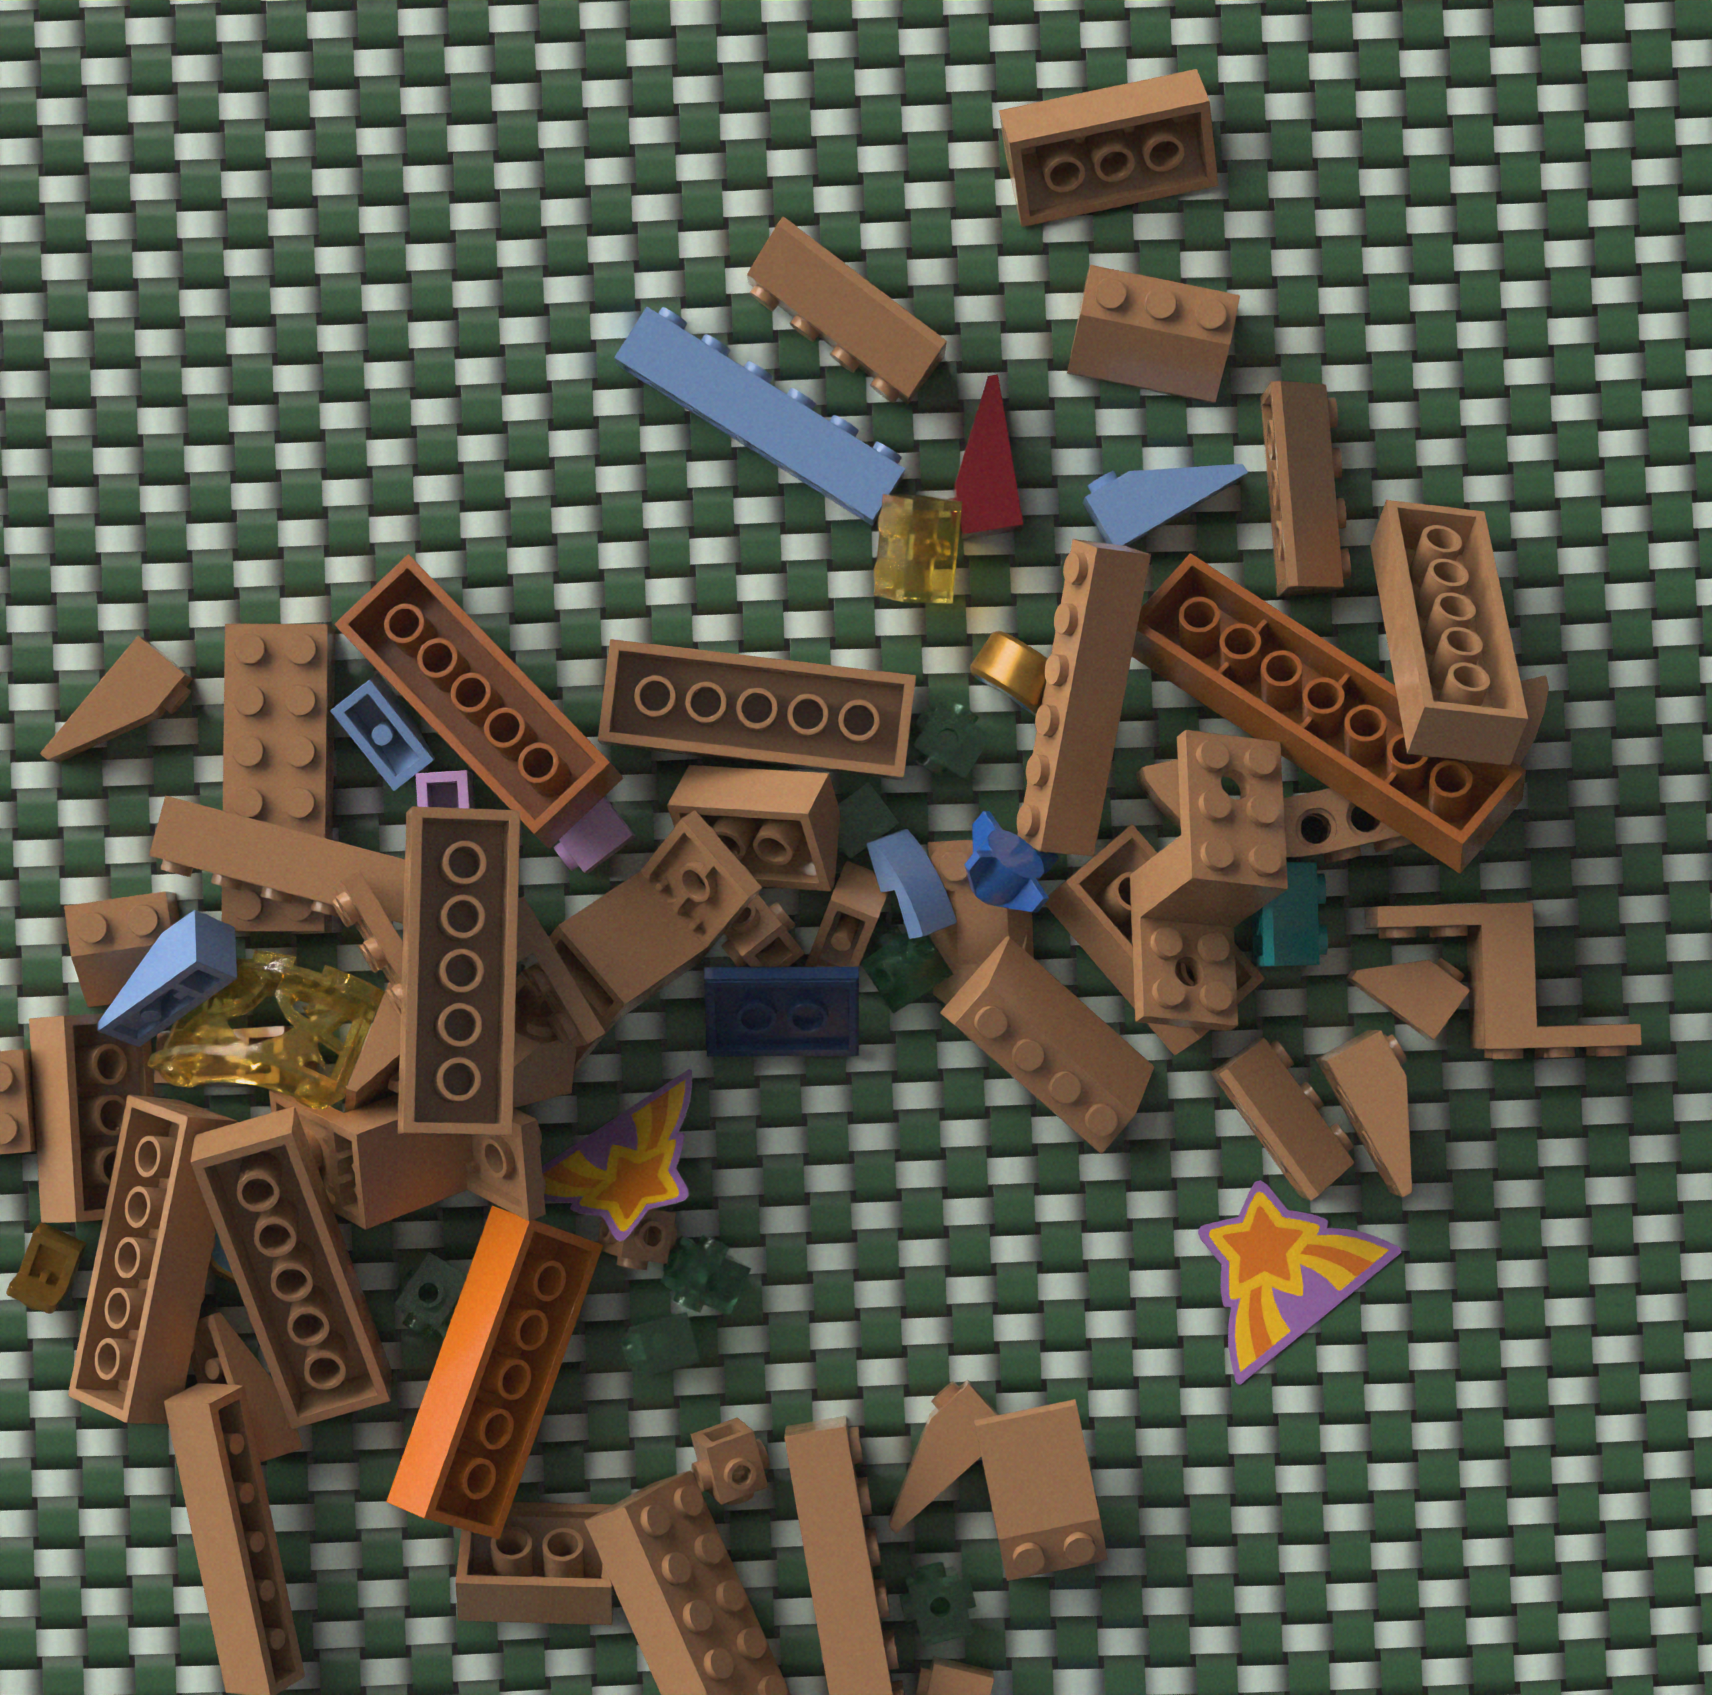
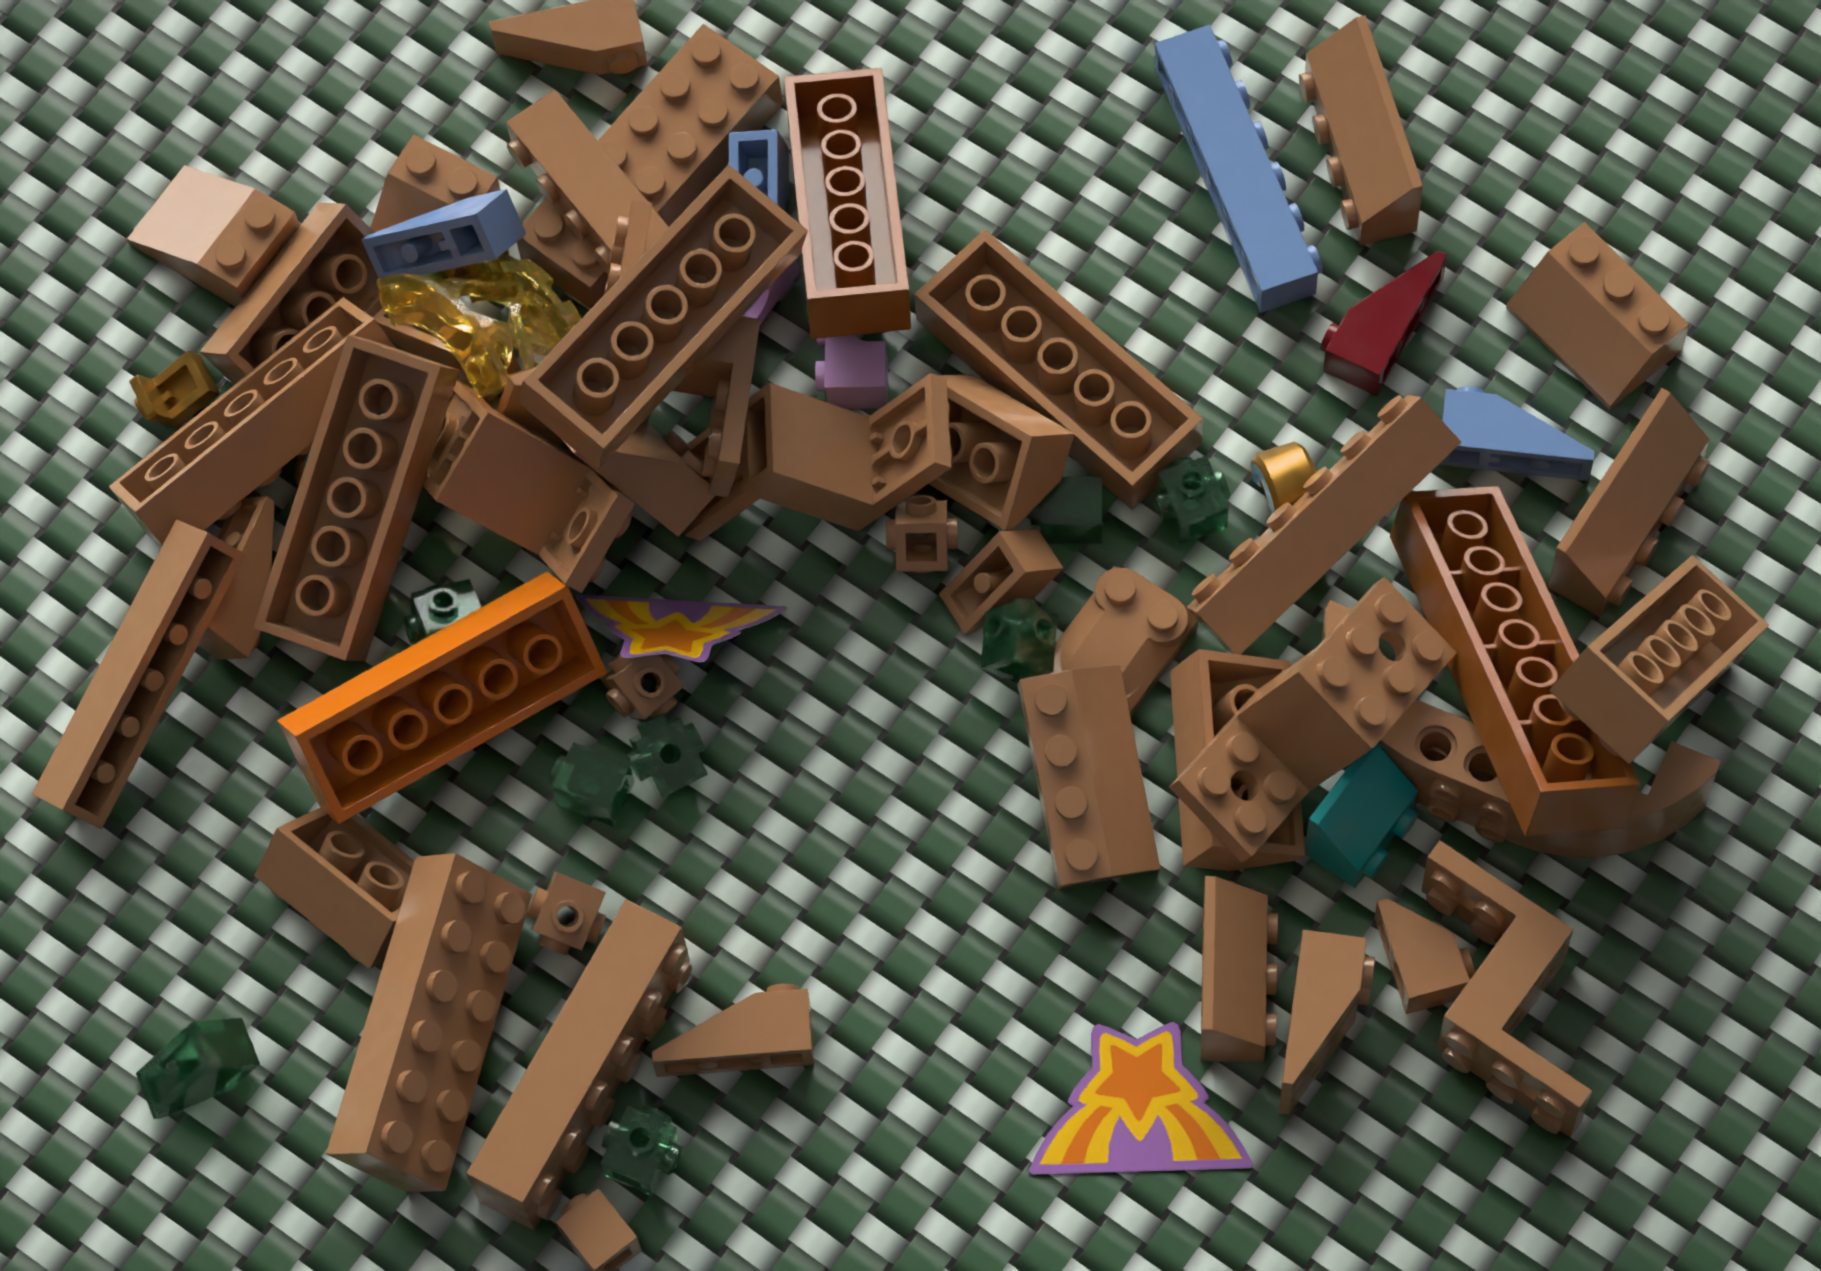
camera: 45 degrees right, 20 degrees down
(781, 1011) = (893, 602): dark blue tile -> none
(906, 868) = (1077, 575): medium blue slope -> none
(917, 548) = (1280, 335): clear yellow brick -> none
(1006, 867) = (1157, 604): blue piece -> none
(1041, 1490) = (798, 1112): medium nougat slope -> none
(1109, 147) = (1668, 163): medium nougat slope -> none

